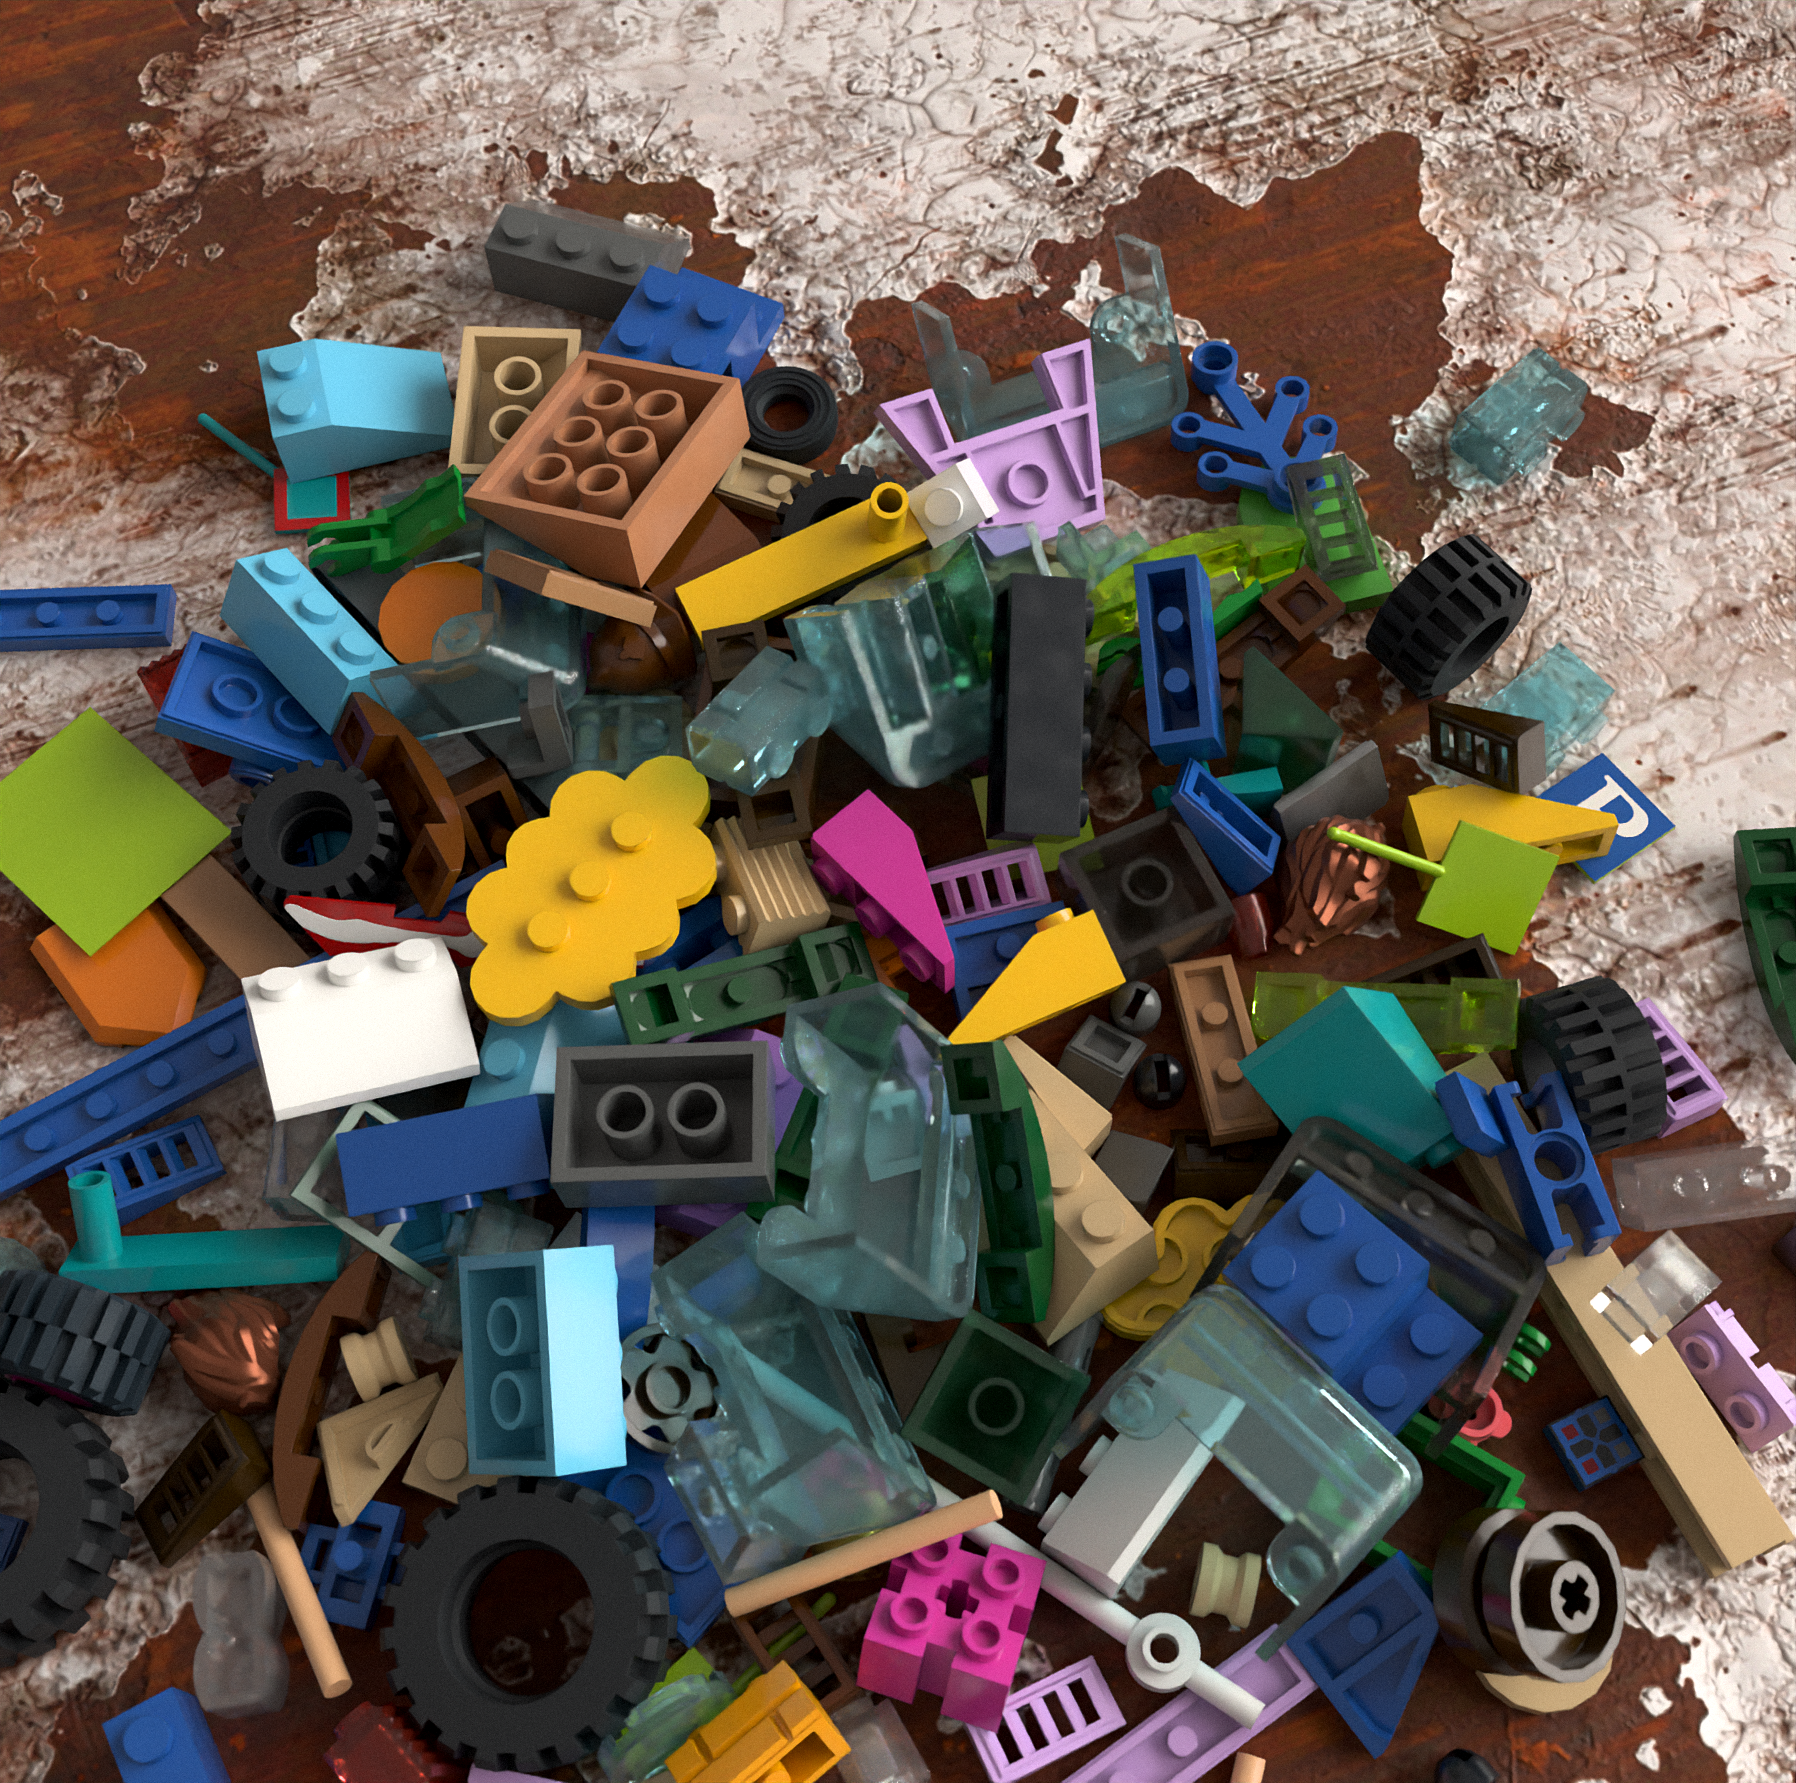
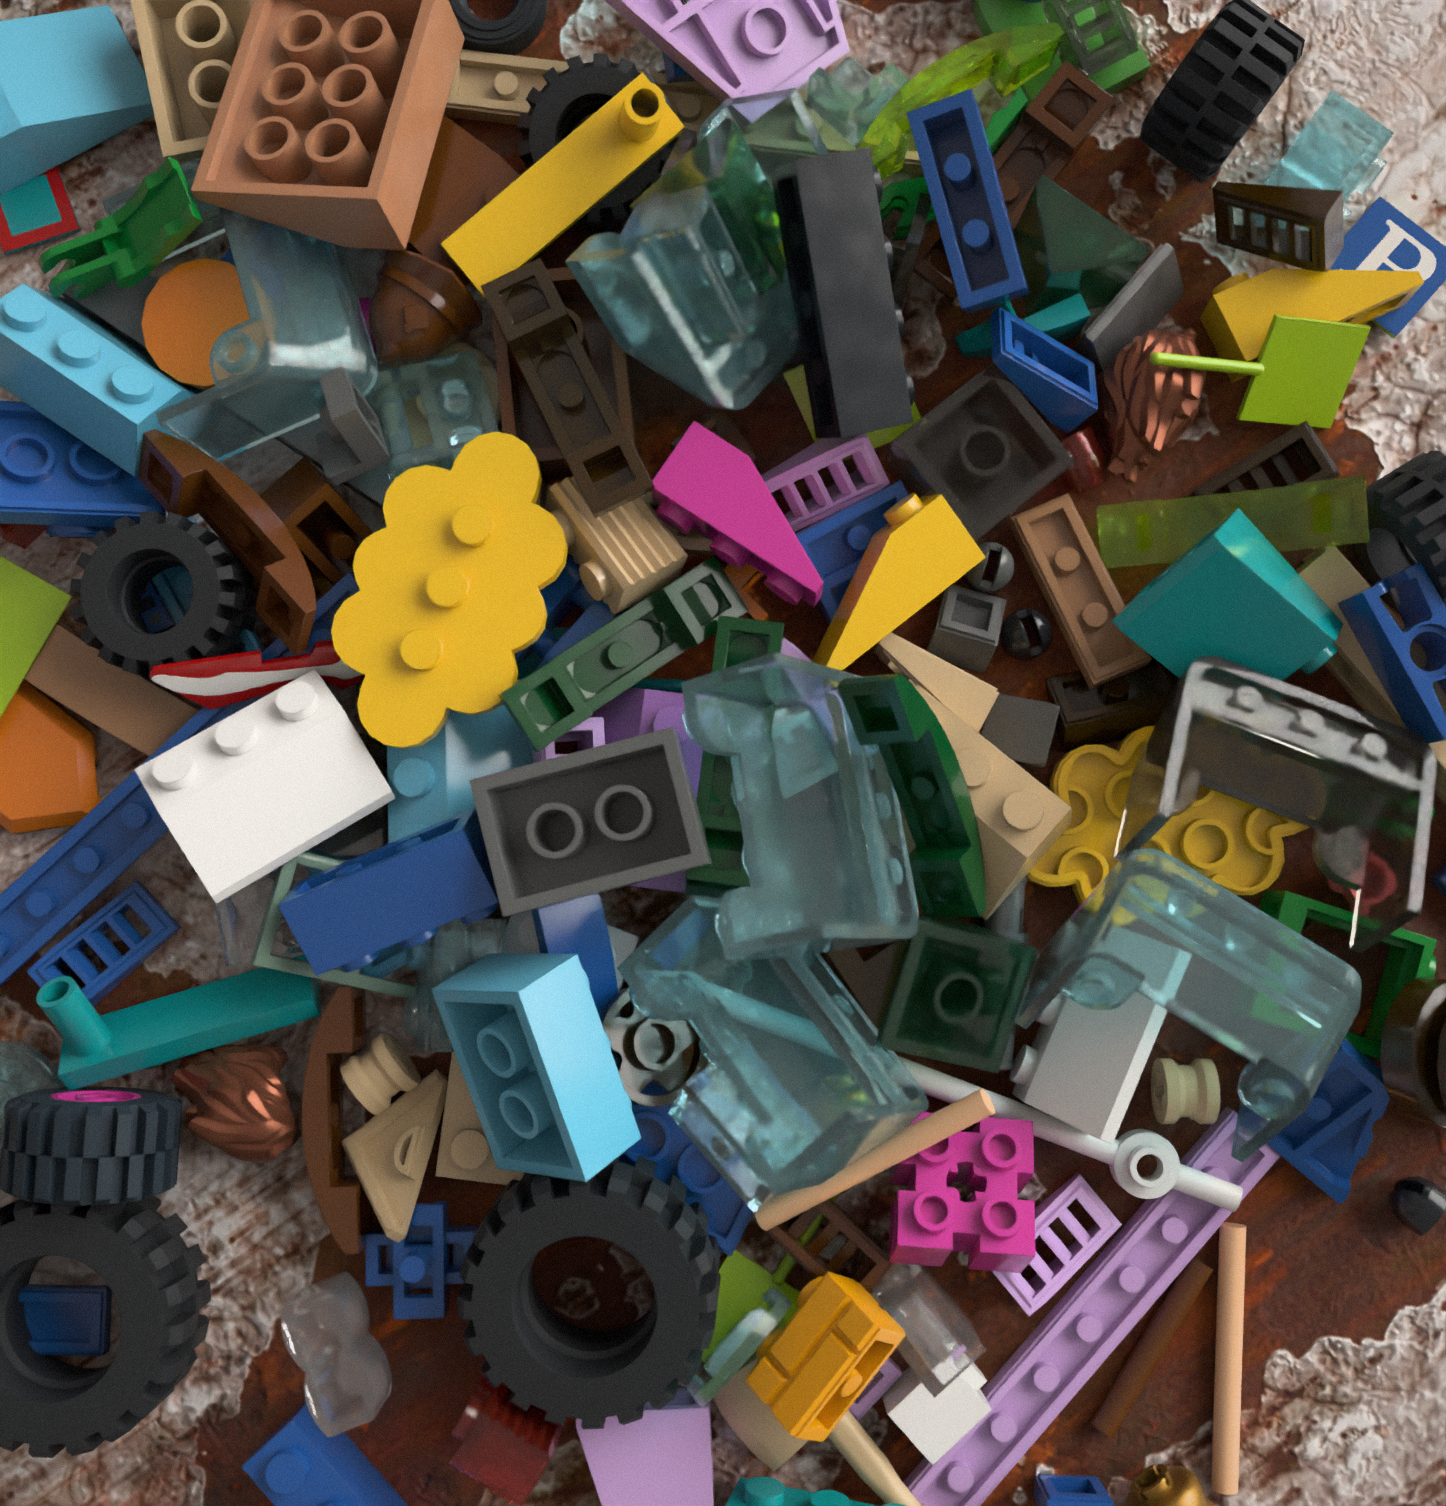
camera: 15 degrees left, 20 degrees up
(245, 1472) = (294, 1205): dark brown slope -> none
(299, 1594) = (363, 1287): light nougat bar -> none
(570, 587) = (333, 273): medium nougat tile -> none
(760, 721) = (572, 379): clear light blue brick -> none
(951, 503) = (699, 78): white brick -> none
(1354, 1301) = (1268, 833): blue bracket -> none
(1471, 1115) = (1345, 626): blue tile -> none

